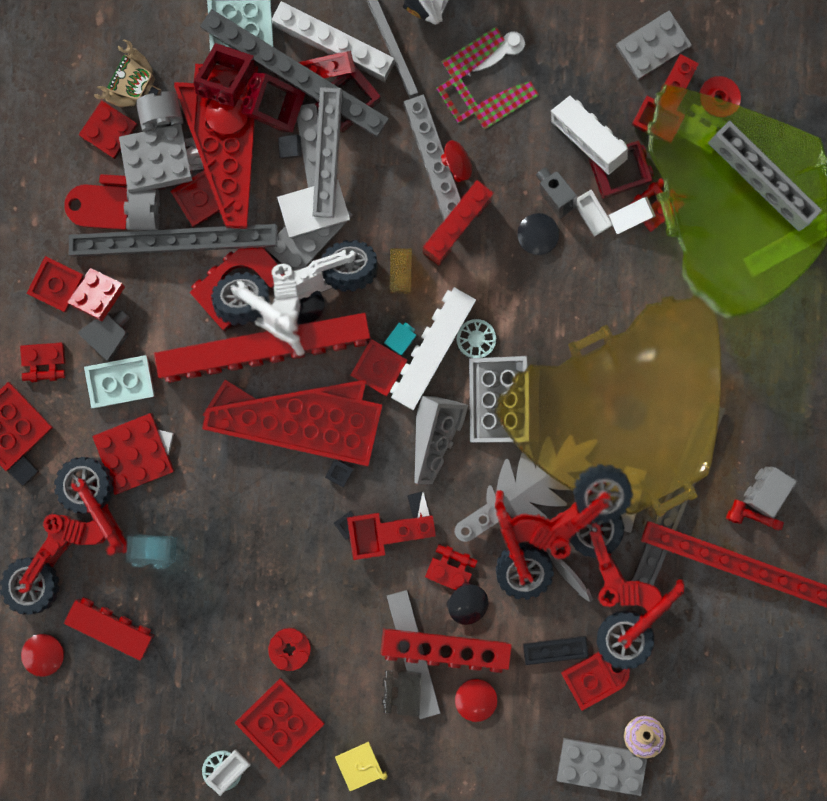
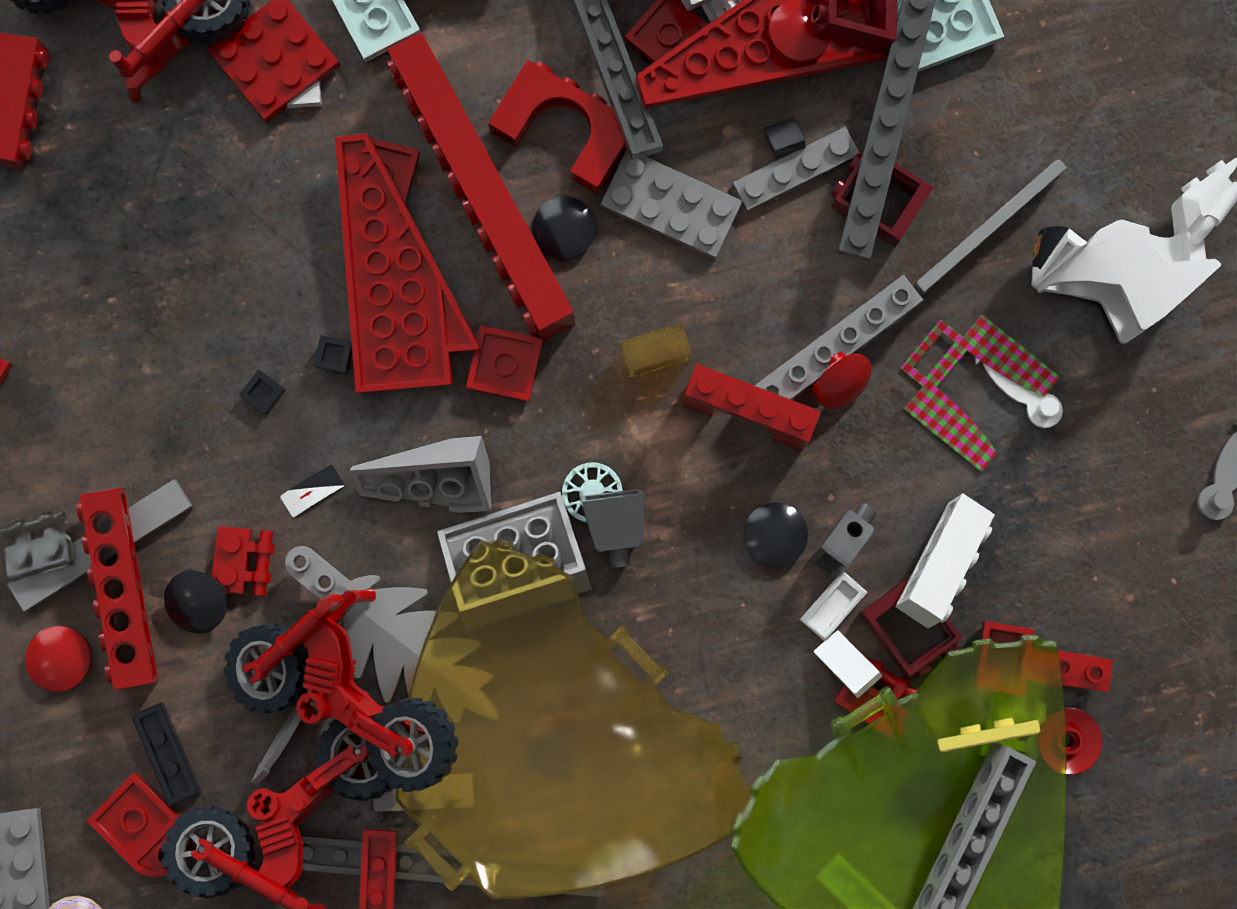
camera: 75 degrees right, 5 degrees down
(151, 550) = (139, 121): clear light blue brick -> none
(253, 297) = (578, 199): piece -> none
(290, 107) = (838, 119): dark red window -> none
(295, 638) = (74, 369): red plate -> none
(298, 211) = (705, 196): white tile -> none
(327, 152) = (791, 187): light grey tile -> none
(331, 65) = (921, 154): plate -> none
(332, 40) = (956, 150): white brick -> none
(370, 535) = (254, 427): red plate -> none
(400, 338) = (556, 381): teal brick -> none
(433, 348) = (556, 432): white brick -> none
(500, 329) = (615, 522): none -> dark grey torso
(653, 45) = (1113, 618): light grey plate -> none
(703, 134) = (974, 736): none -> light yellow plate

